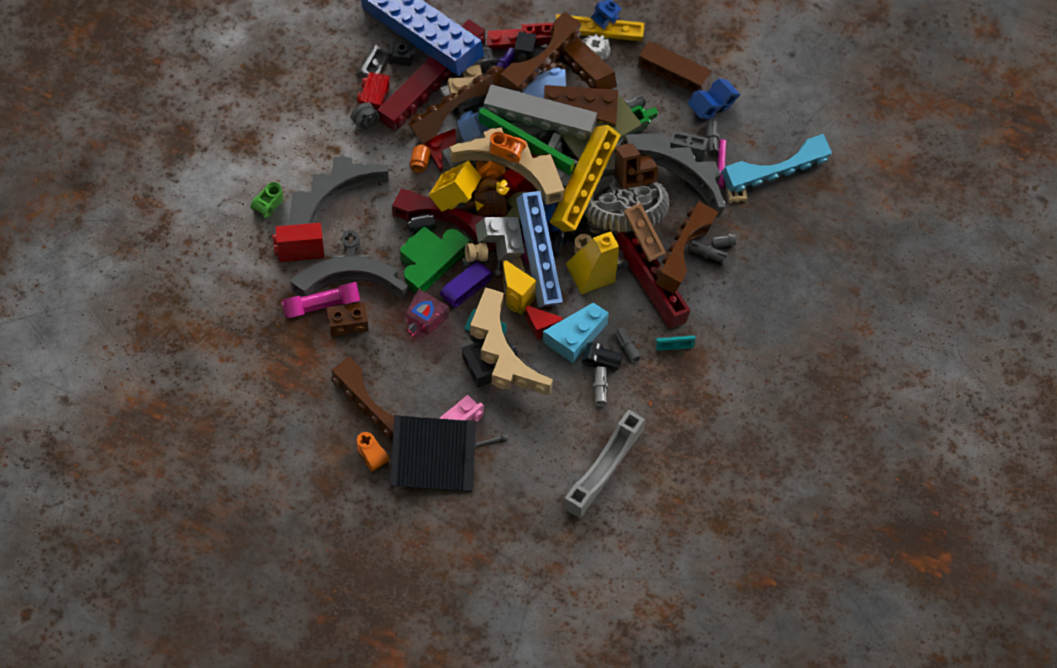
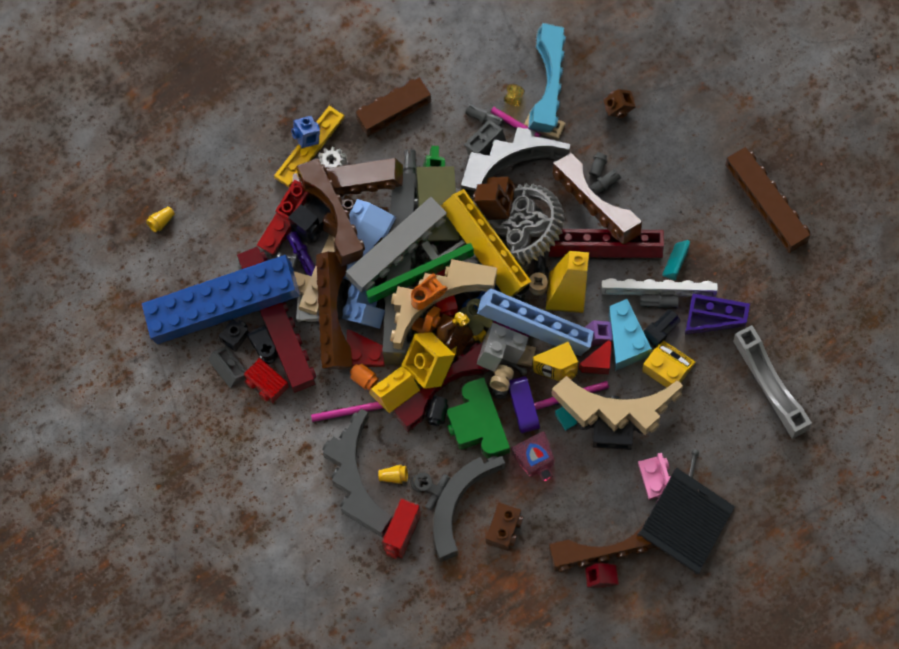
camera: 55 degrees left, 10 degrees up
(266, 202) = (333, 538): bright green piece -> none
(299, 305) = (469, 567): dark pink piece -> none
(346, 413) = (601, 575): none -> dark red brick
(347, 219) = (394, 474): none -> yellow cone
(365, 116) = (290, 402): dark grey wheel -> none
(373, 453) = (657, 573): orange piece -> none
(381, 160) = (345, 411): none -> dark pink bar
(403, 73) = (261, 343): none -> black piece
(417, 178) = (394, 389): none -> yellow slope
(510, 328) = (552, 401): none -> dark pink bar
(566, 308) = (602, 332): none -> medium lavender brick
(571, 377) = (667, 365): none -> yellow slope
(592, 99) = (409, 196): reddish brown wing -> none
(600, 386) = (689, 345): light grey pin -> none
(635, 332) = (650, 287): none -> white plate
(638, 388) = (715, 314): none -> dark purple wedge
(644, 232) = (571, 224): medium nougat tile -> none
(719, 96) = (447, 92): blue brick -> none
(745, 148) = (514, 95): none -> clear yellow wheel
(778, 385) = (767, 199): none -> reddish brown brick
(790, 227) = (619, 103): none -> reddish brown brick

